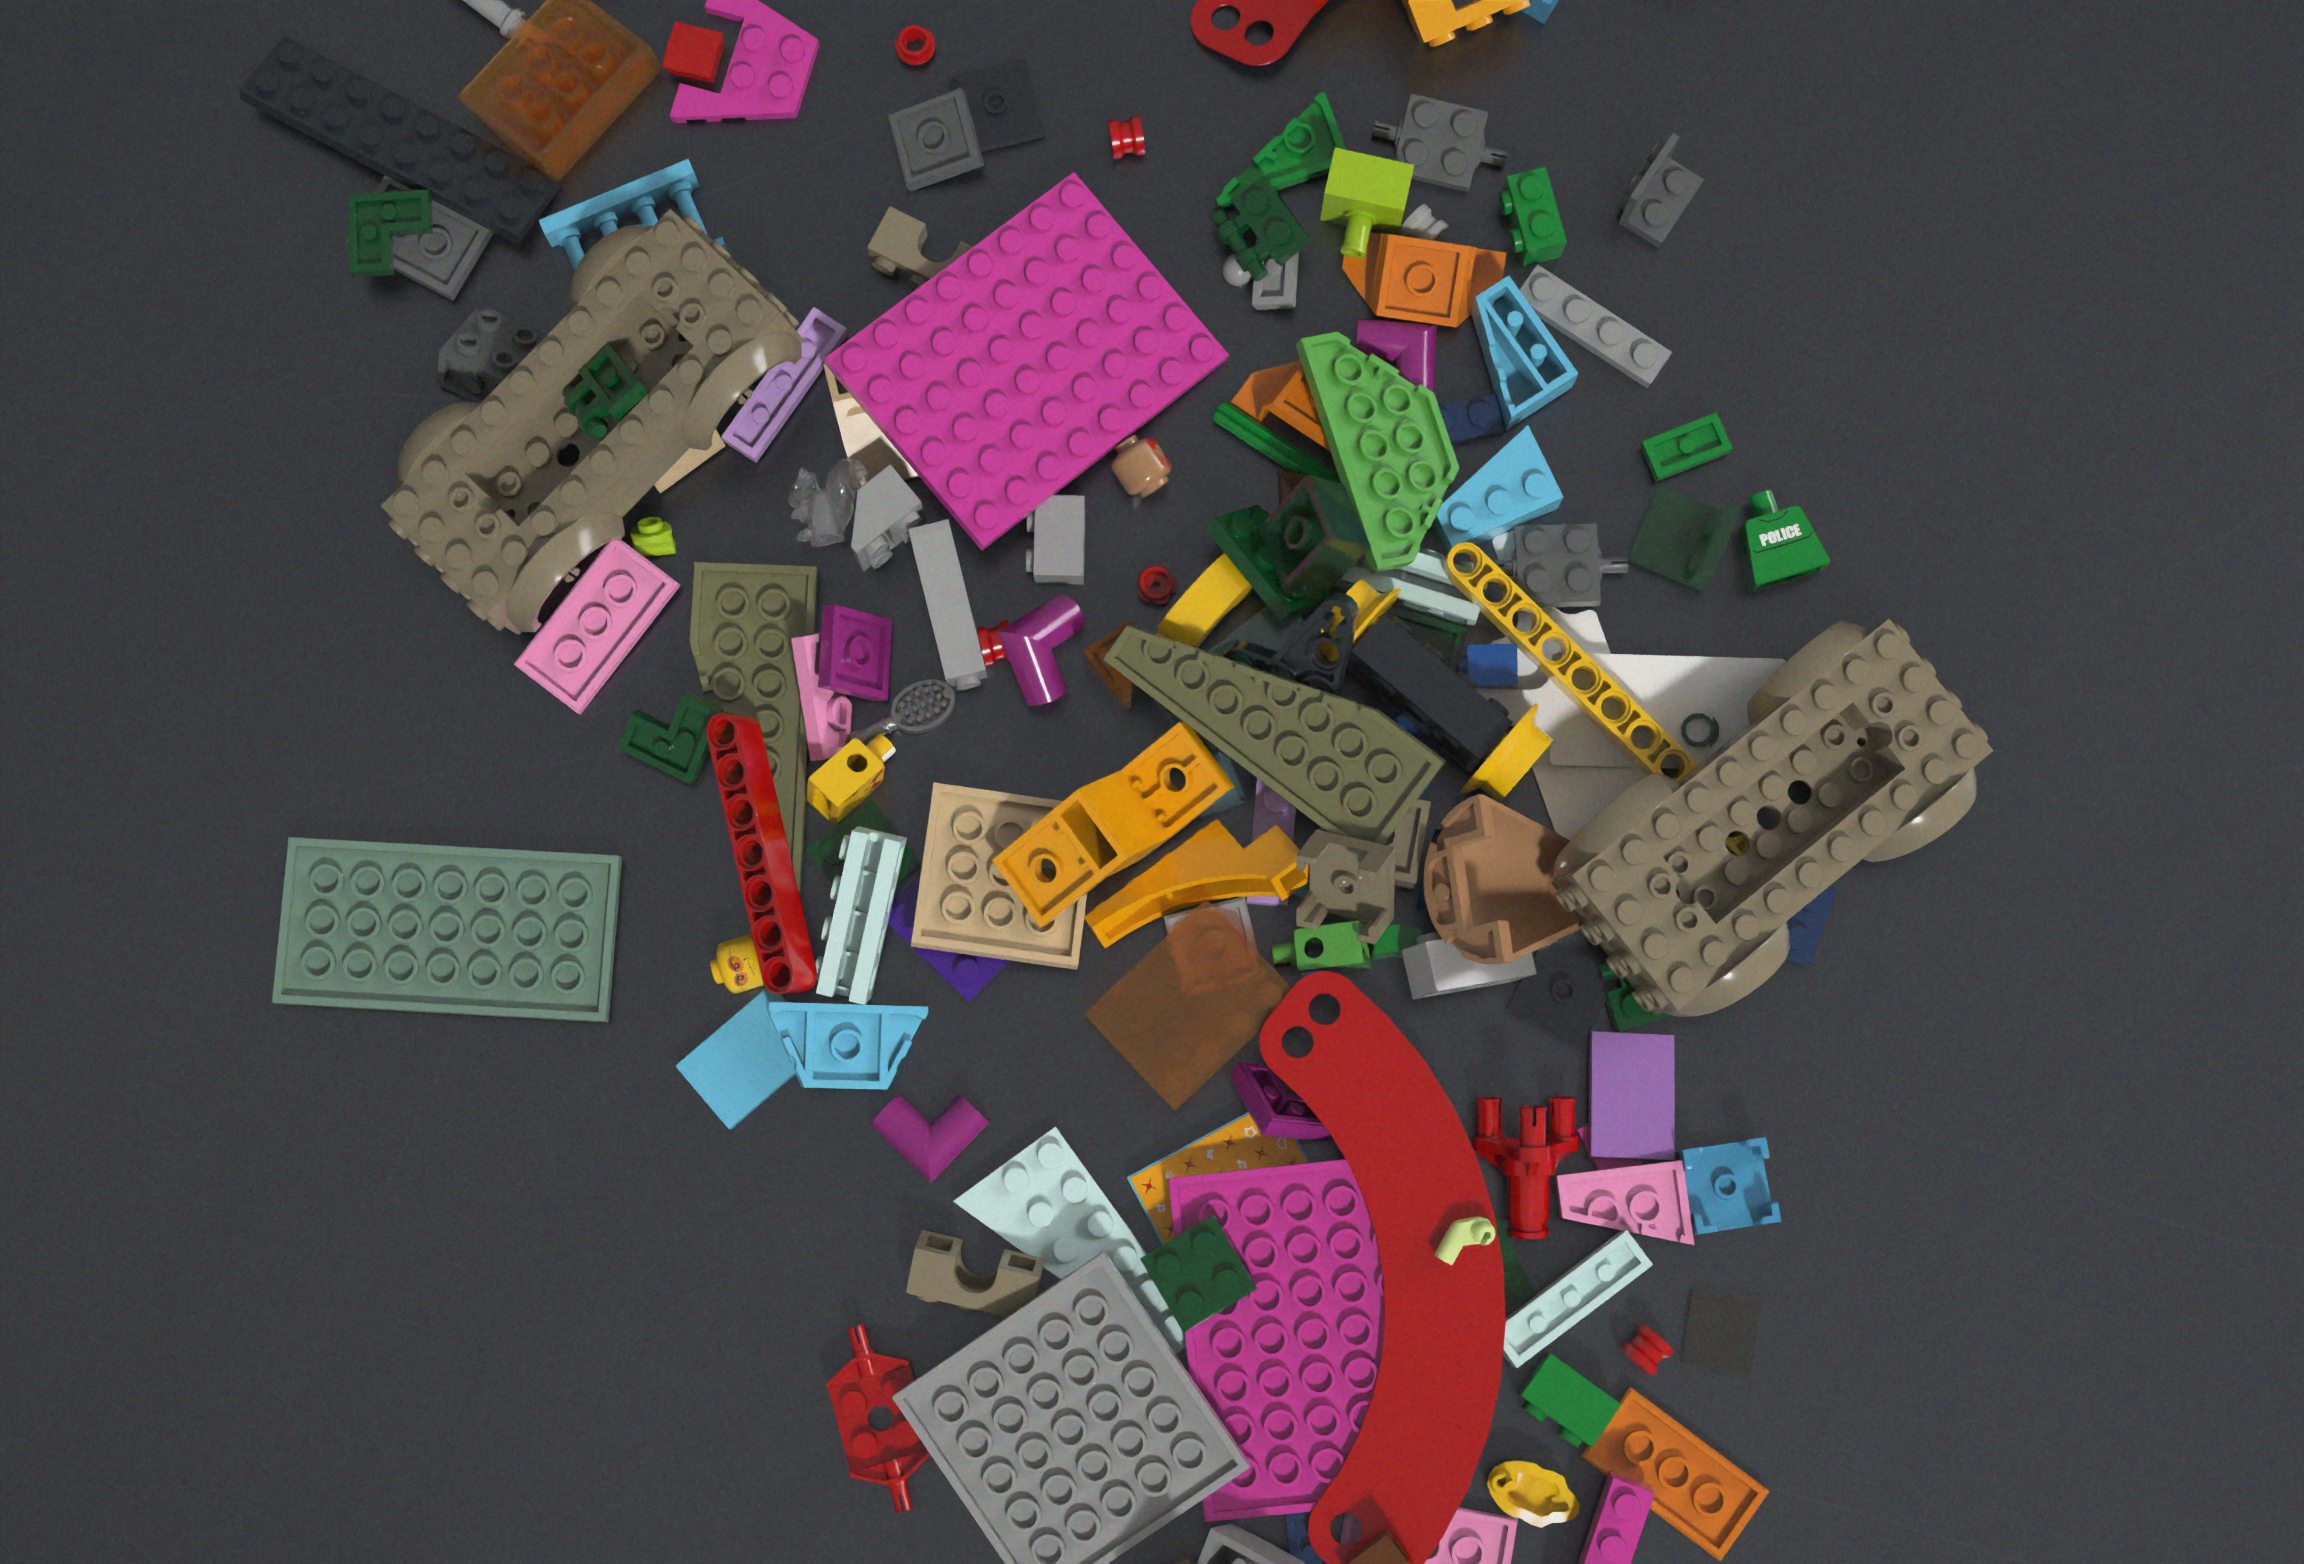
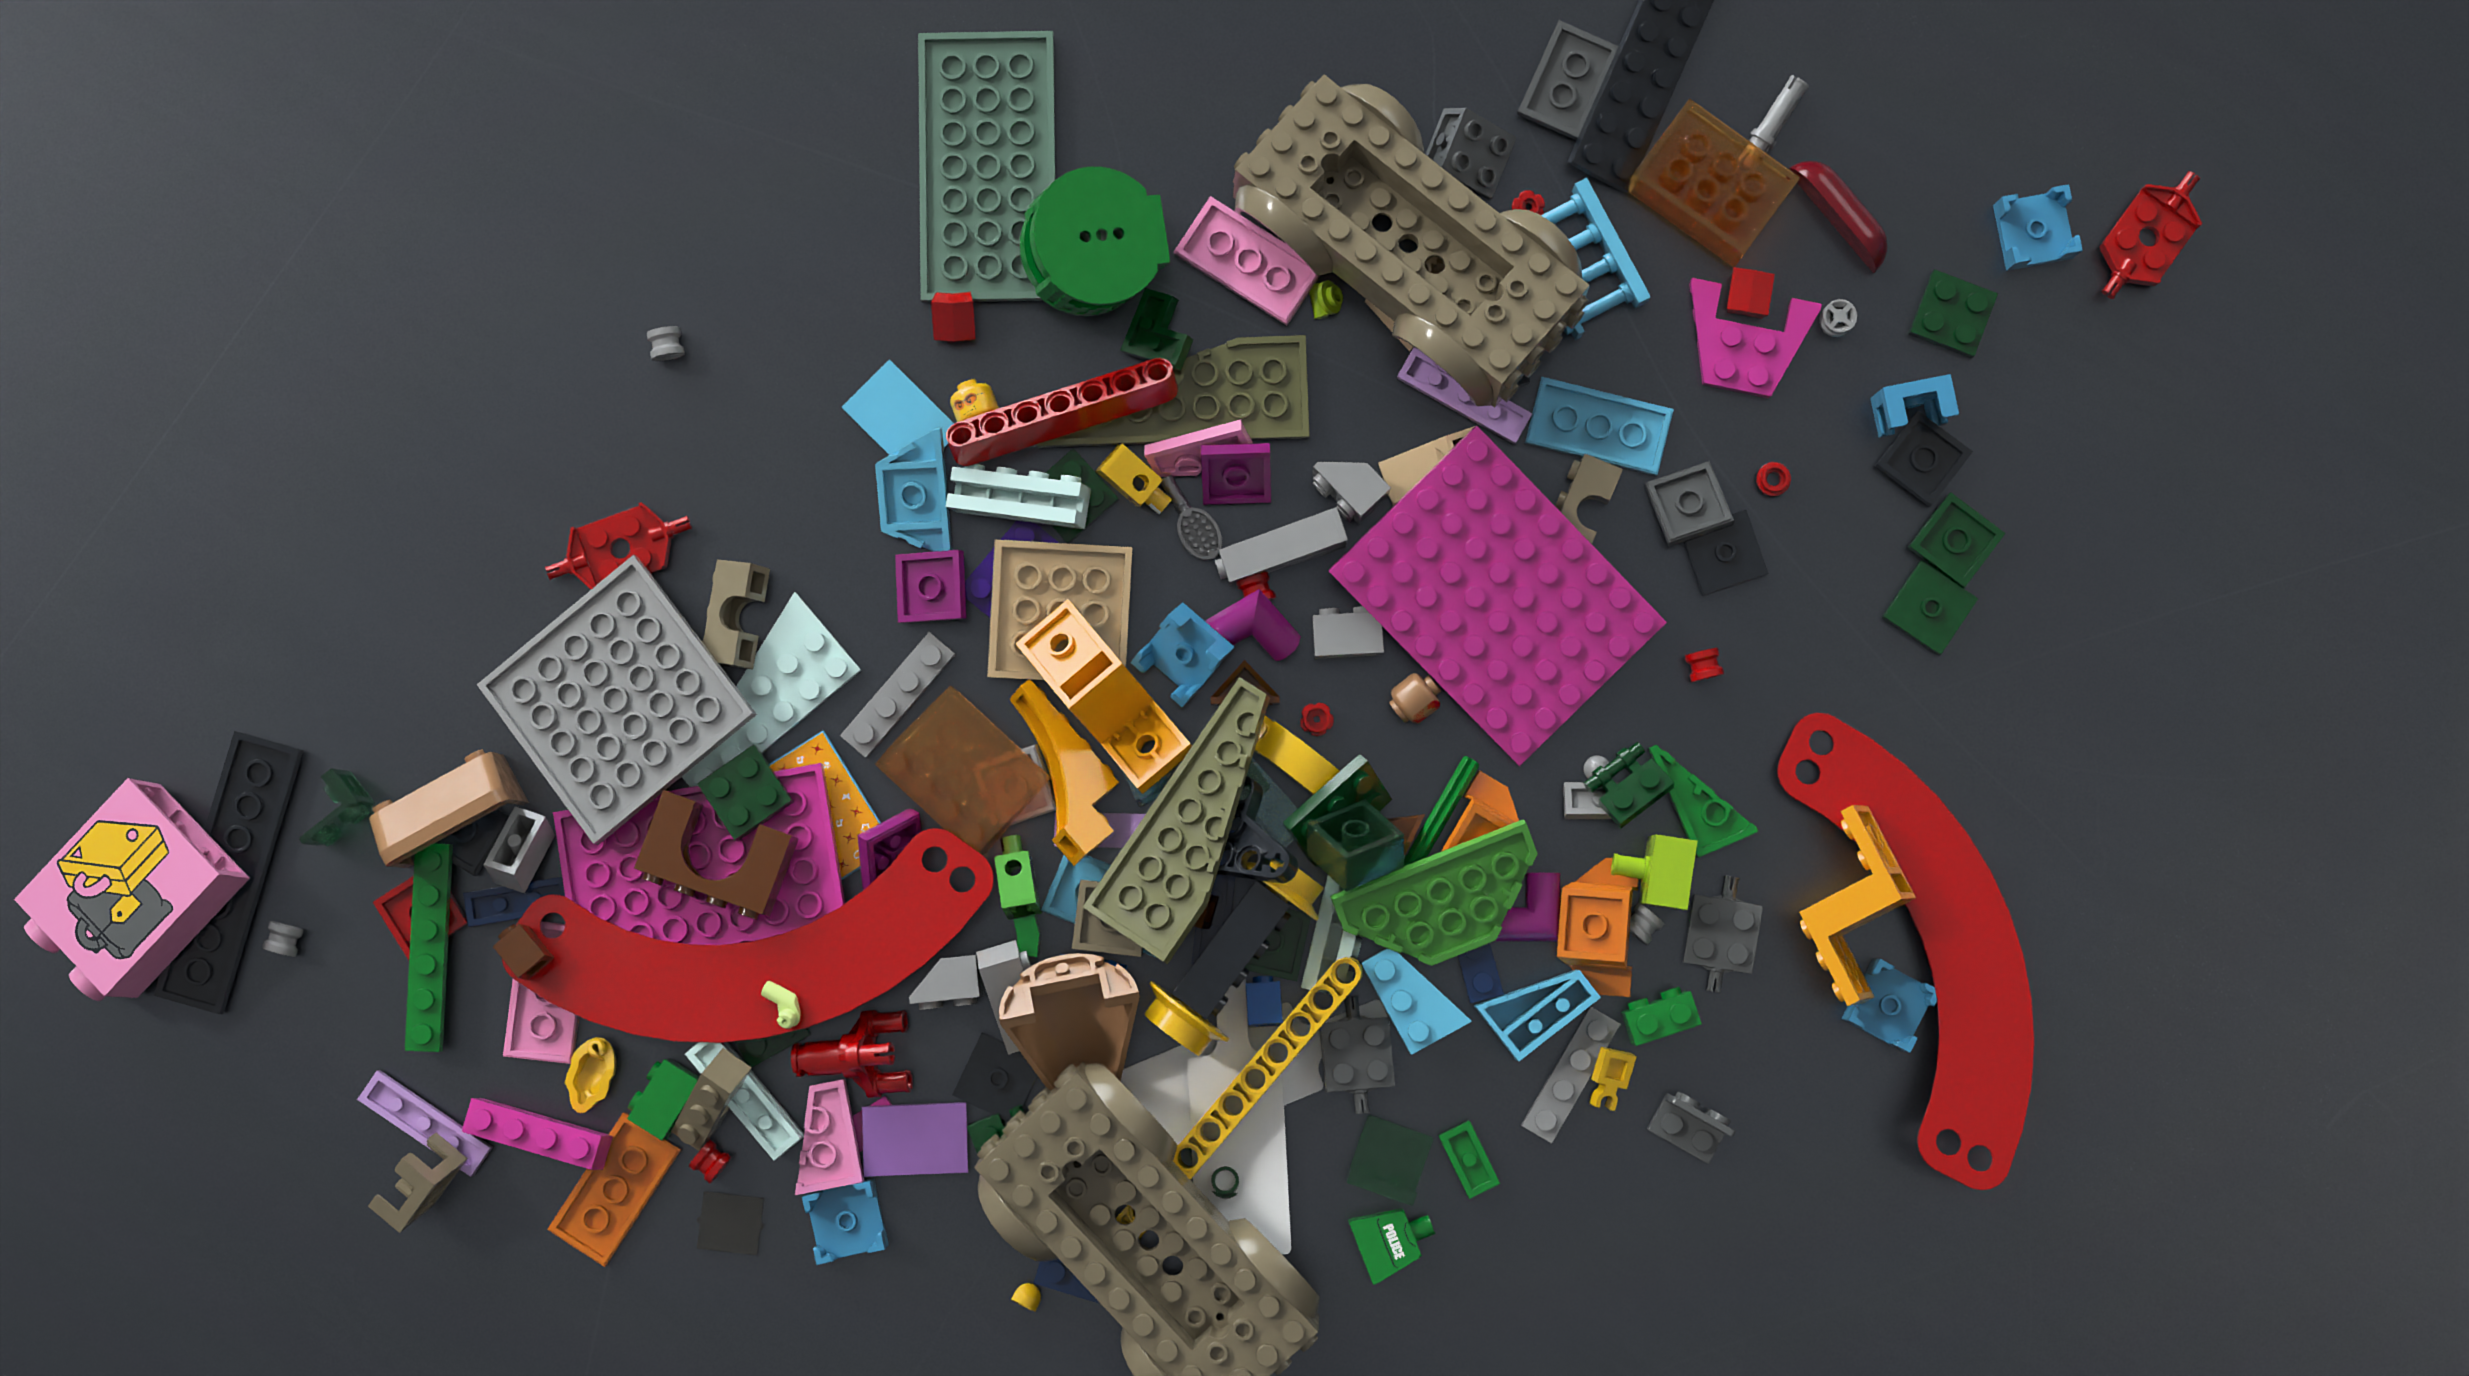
camera: 90 degrees right, 5 degrees up
(374, 222) = (1574, 42): dark green plate -> none
(554, 294) = (1528, 197): none -> red plate
(555, 796) = (1093, 241): none -> green piece
(612, 383) = (1434, 254): dark green plate -> none
(628, 1343) = (665, 343): none -> light grey wheel
(630, 980) = (953, 316): none -> red piece
(829, 508) = (1359, 443): clear animal -> none
(832, 235) = (1600, 425): none -> medium azure tile
(925, 1144) = (840, 568): magenta brick -> none
(960, 1031) = (930, 586): none -> magenta plate
(1066, 729) = (1185, 652): none -> dark azure panel
(1089, 1083) = (897, 695): none -> light grey plate
(1275, 1374) = (668, 858): none -> reddish brown arch
(1348, 880) = (1068, 892): dark tan panel -> none
(1443, 1036) = (950, 980): none -> light grey slope
(1575, 1337) = (710, 1099): none -> dark tan arch
(1593, 278) = (1611, 1072): none -> yellow plate
(1825, 973) = (1028, 1296): none -> yellow hinge

